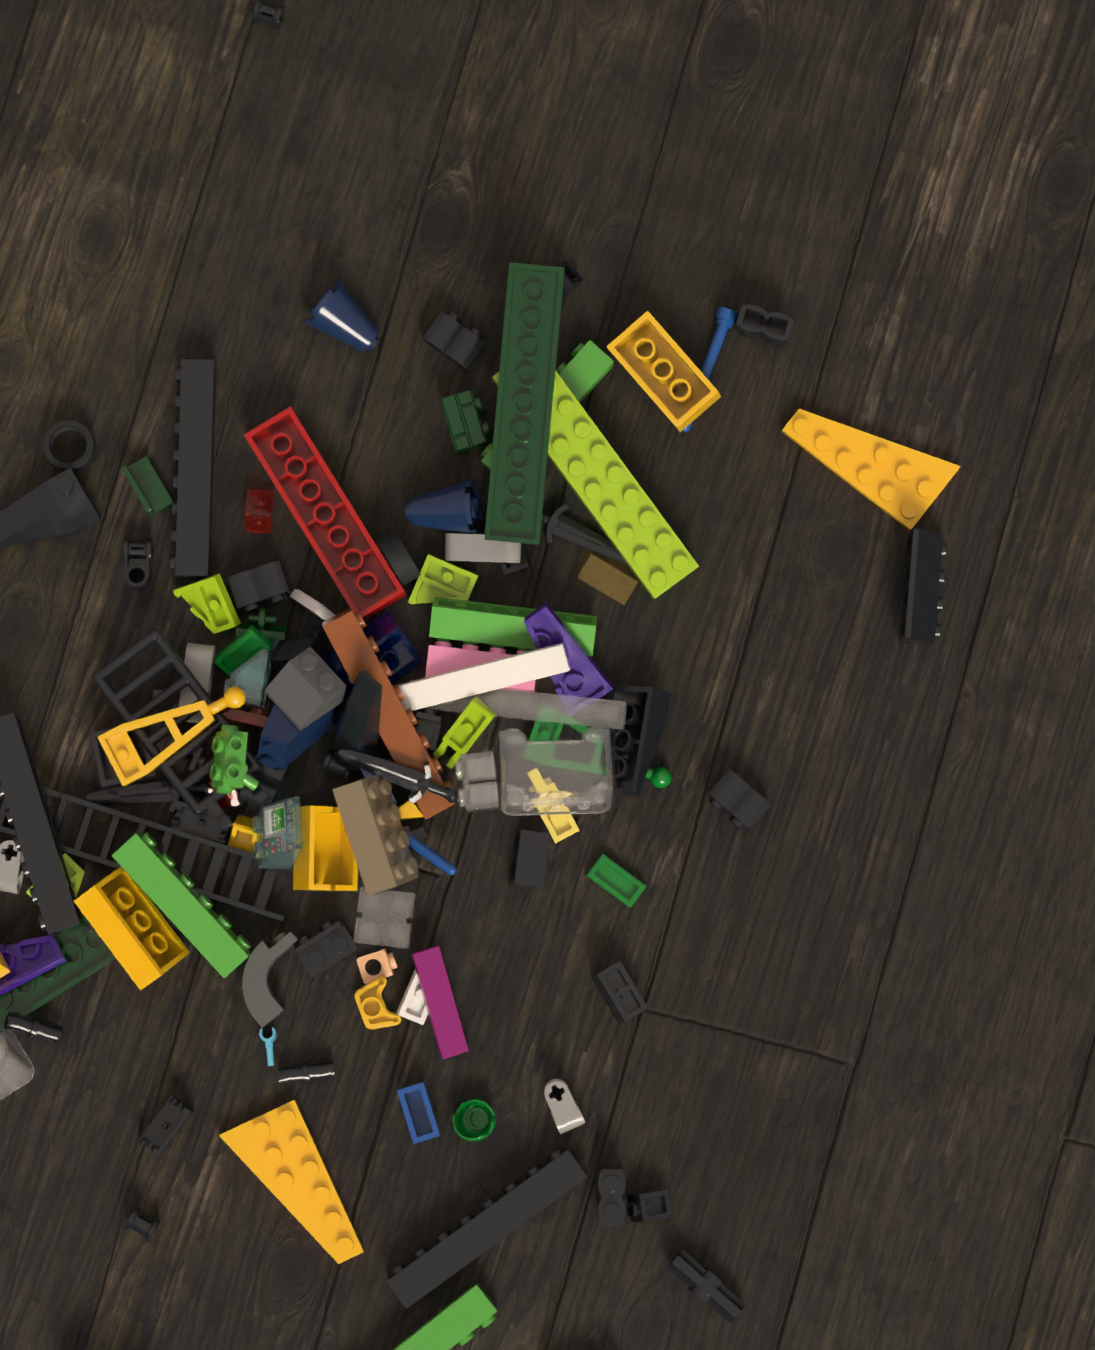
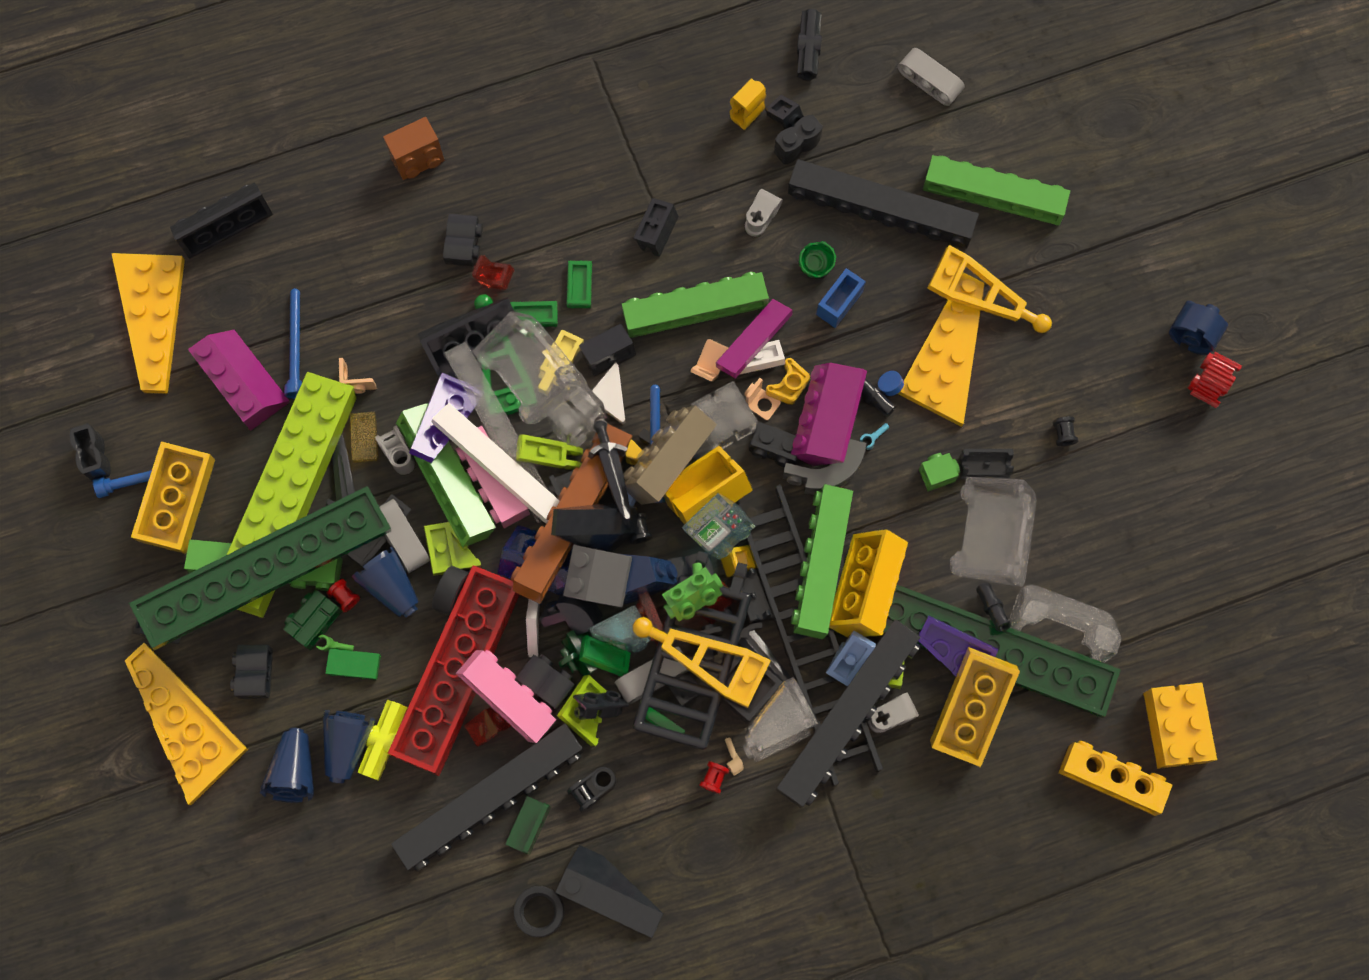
camera: 125 degrees left, 10 degrees down
(64, 752) = (779, 723): none -> clear windscreen
(67, 699) = (736, 764): none -> tan hand
(70, 672) = (714, 777): none -> red bush
(79, 861) = (850, 657): none -> medium blue slope
(96, 1083) = (996, 530): none -> clear windscreen
(140, 664) = (660, 720): none -> green tile
(191, 1077) = (939, 471): none -> bright green brick
(204, 617) = (607, 703): none -> black hinge
(265, 540) = (506, 696): none -> bright pink brick
(305, 1098) = (891, 383): none -> blue tile
(311, 413) = (381, 740): none -> neon yellow piece
(313, 1013) = (828, 414): none -> magenta slope
(333, 379) = (344, 743): none -> dark blue cone
(367, 1234) = (948, 274): none -> yellow plate
(400, 431) = (353, 664): none -> green tile
(429, 427) = (331, 644): none -> bright green hand
(443, 254) = (188, 730): none -> yellow wing
(450, 944) = (707, 362): none -> light nougat bracket
(467, 463) = (343, 595): none -> red bush
(486, 830) = (610, 393): none -> white tile
(514, 971) = (695, 304): none -> bright green brick
(573, 599) = (395, 447): none -> light grey piece
(617, 818) = (543, 311): none -> green tile
(660, 602) = (359, 385): none -> light nougat bracket
(680, 1173) = (748, 103): none -> yellow brick
(682, 805) = (492, 274): none -> clear red bracket
(702, 549) = (293, 385): none -> blue piece
(746, 504) = (239, 377): none -> magenta slope
(861, 816) = (414, 148): none -> dark orange brick

